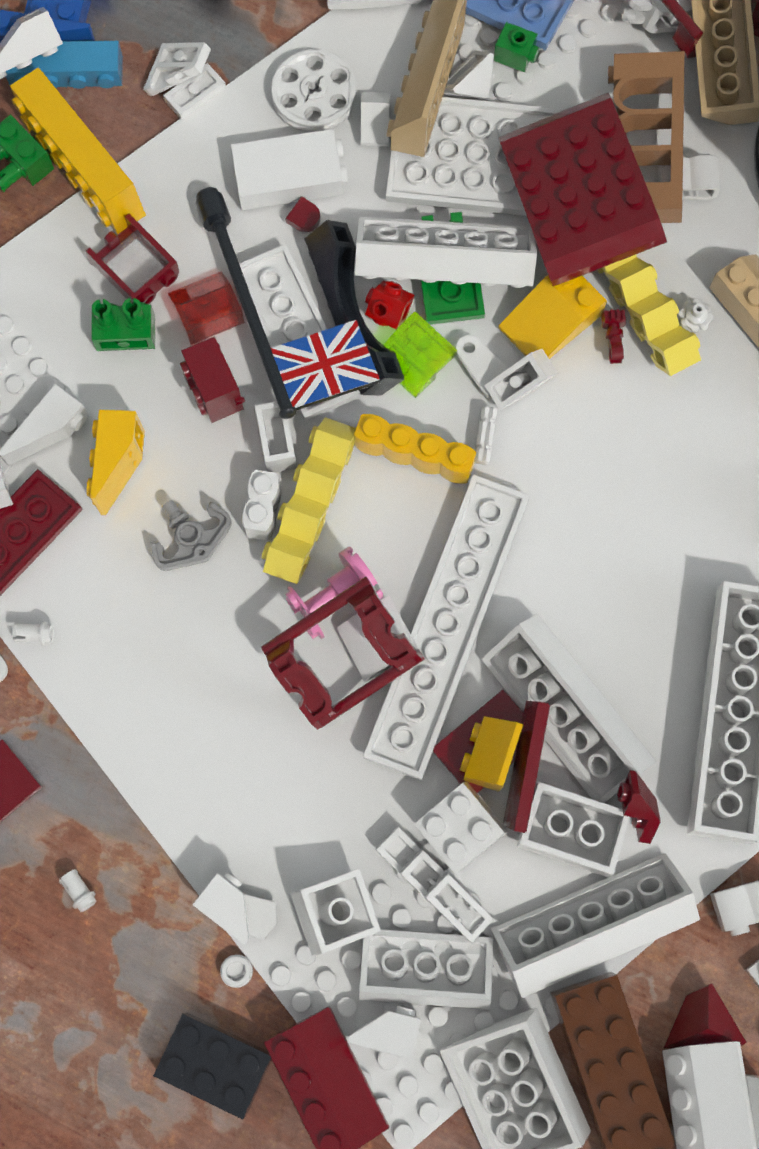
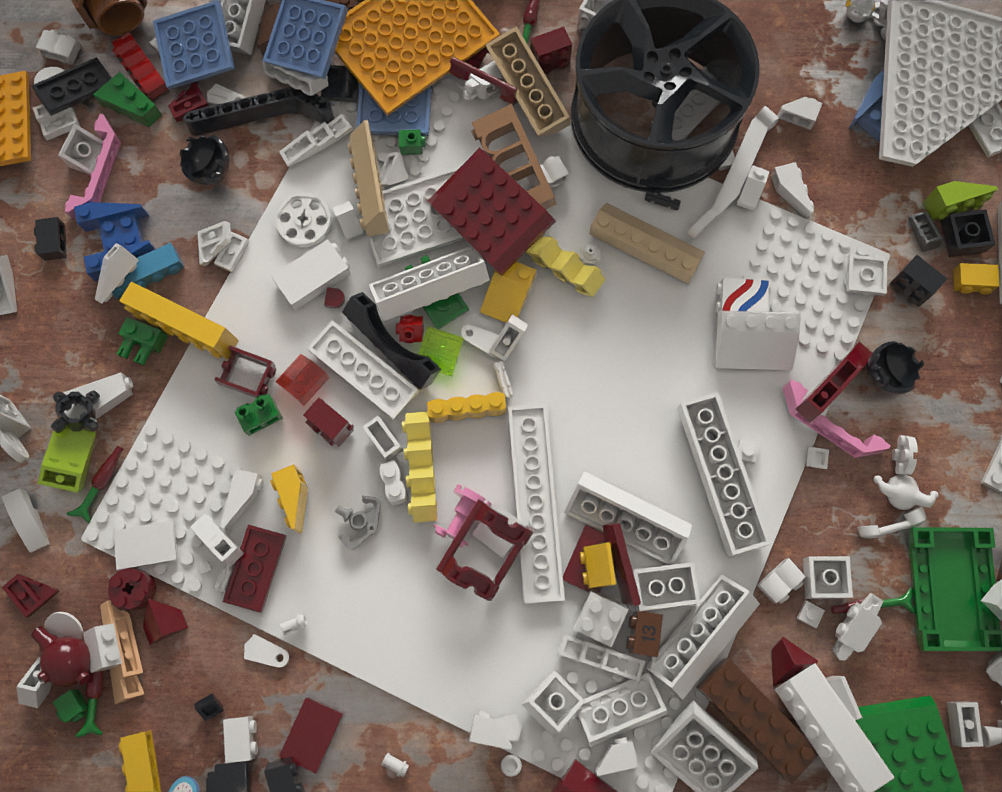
camera: 25 degrees left, 0 degrees up
(305, 368) = (381, 390): flag -> none
(512, 880) = (644, 633): none -> reddish brown brick
(612, 322) = (544, 279): dark red piece -> none
(640, 805) = (696, 555): dark red slope -> none

